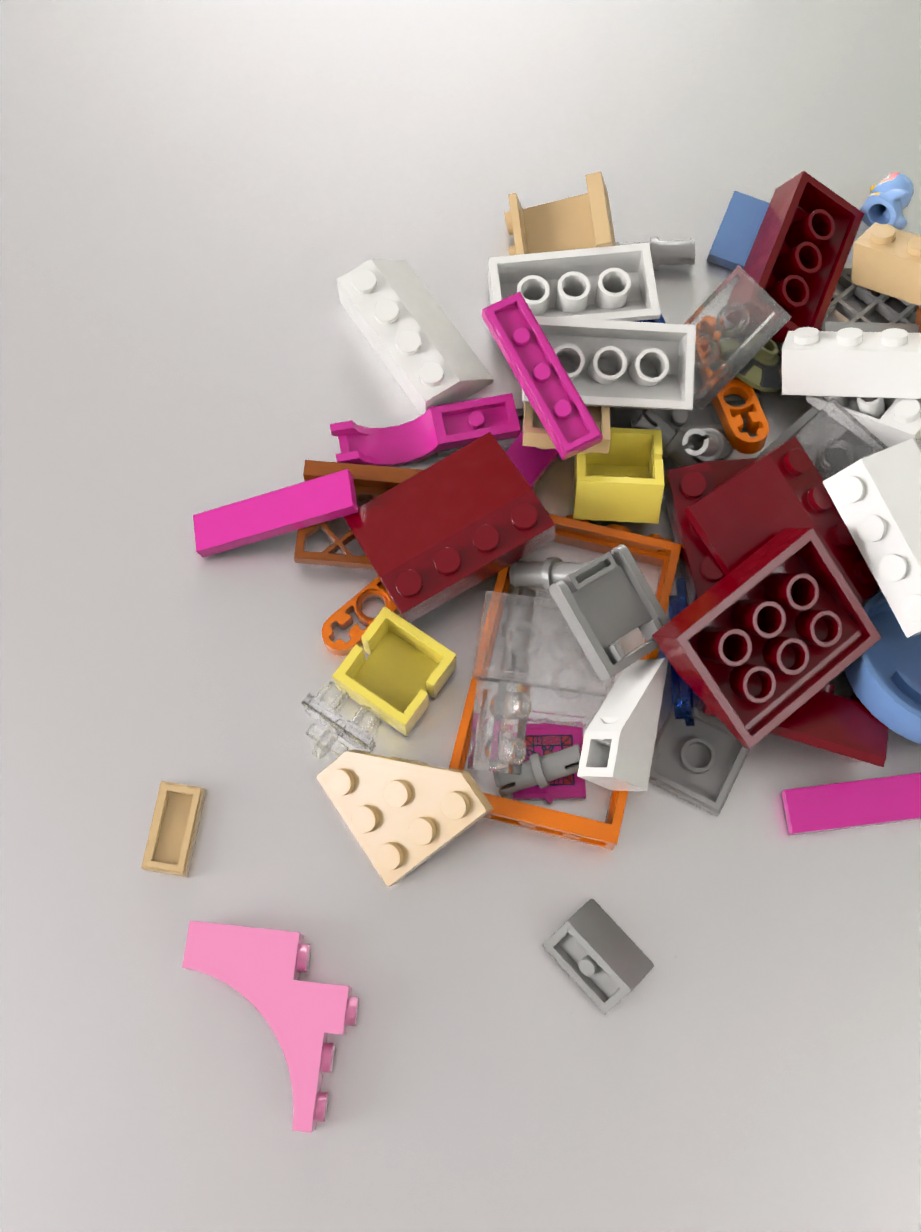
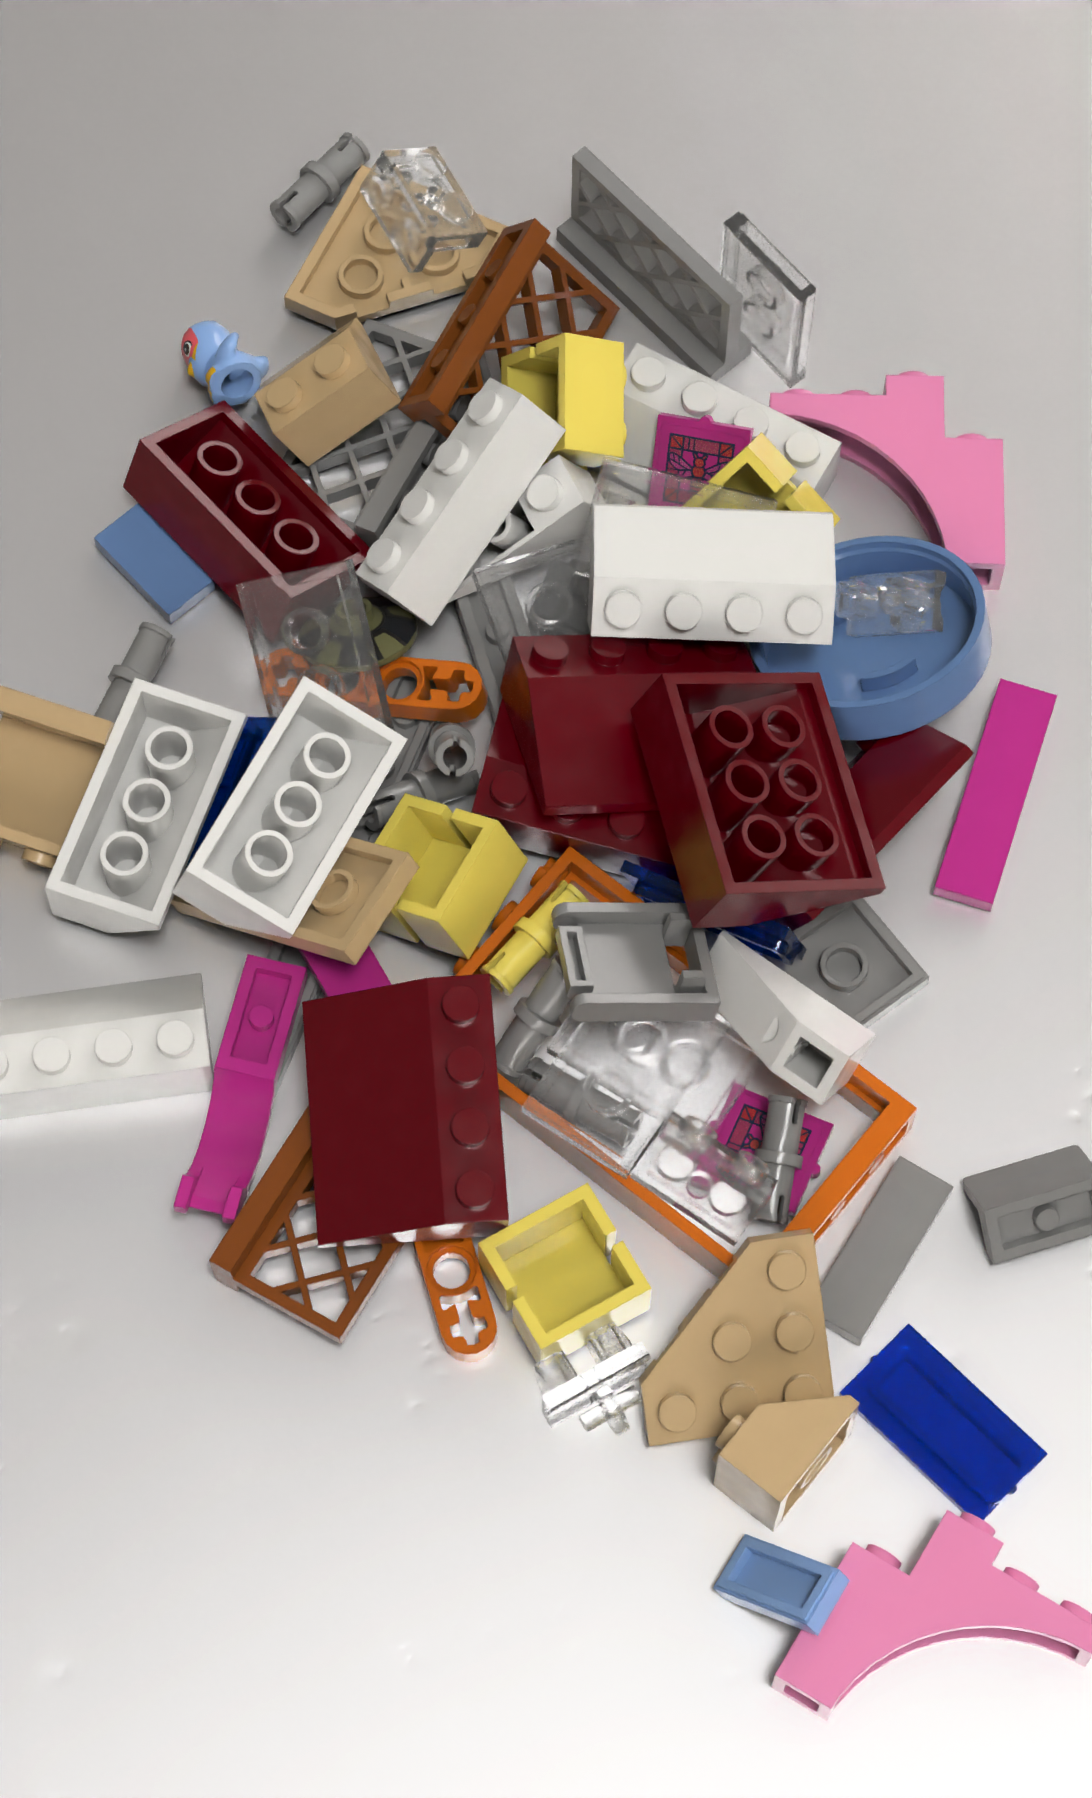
camera: 65 degrees left, 5 degrees down
(174, 829) = (631, 1663): tan tile -> none
(255, 899) = (781, 1584): none -> light blue tile
(275, 513) = (262, 1337): dark pink tile -> none
(333, 858) = (780, 1452): none -> tan slope
(418, 960) = (943, 1424): none -> clear blue piece
(516, 865) = (881, 1248): none -> light grey tile
(541, 376) = (281, 891): dark pink tile -> none
(594, 545) = (530, 943): none -> light yellow pin

